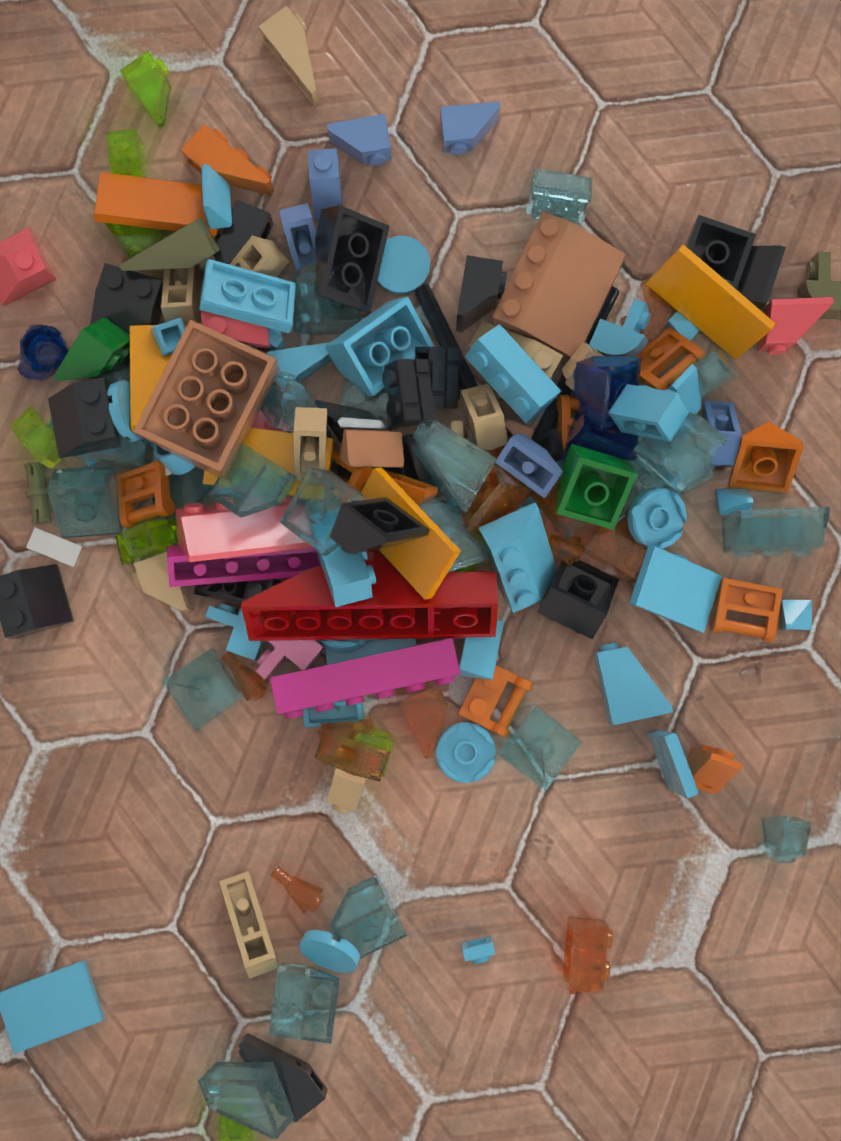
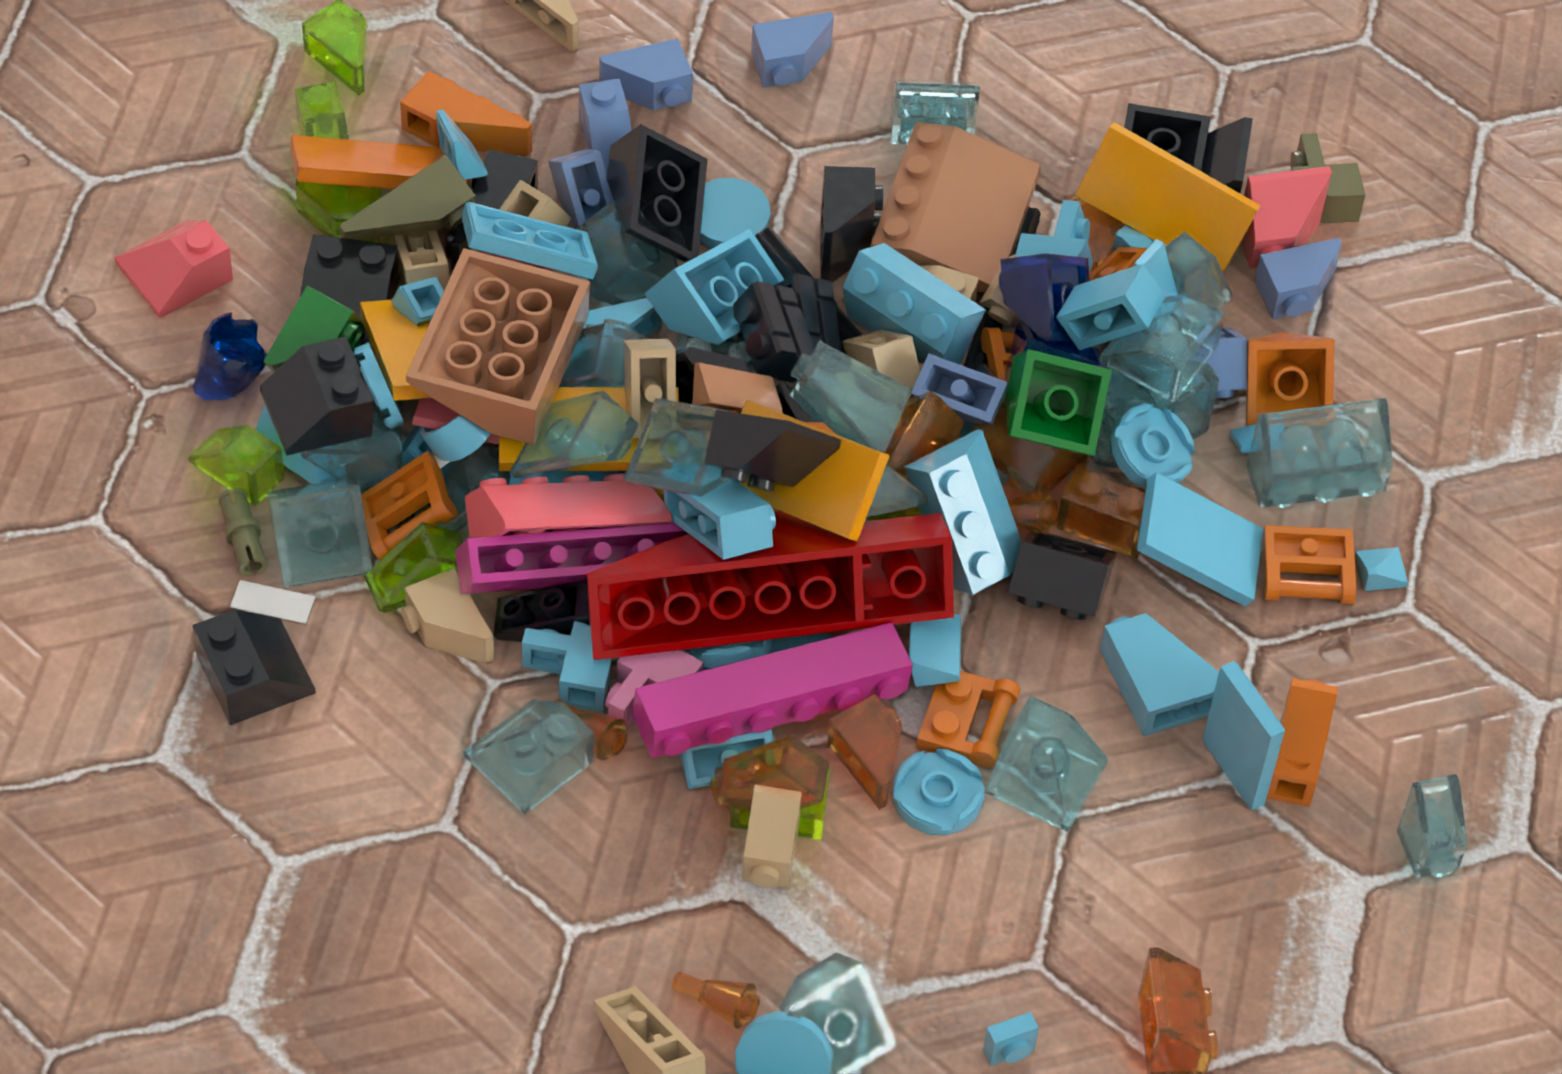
camera: 15 degrees left, 30 degrees down
(789, 371) = (1296, 276): none -> medium blue slope

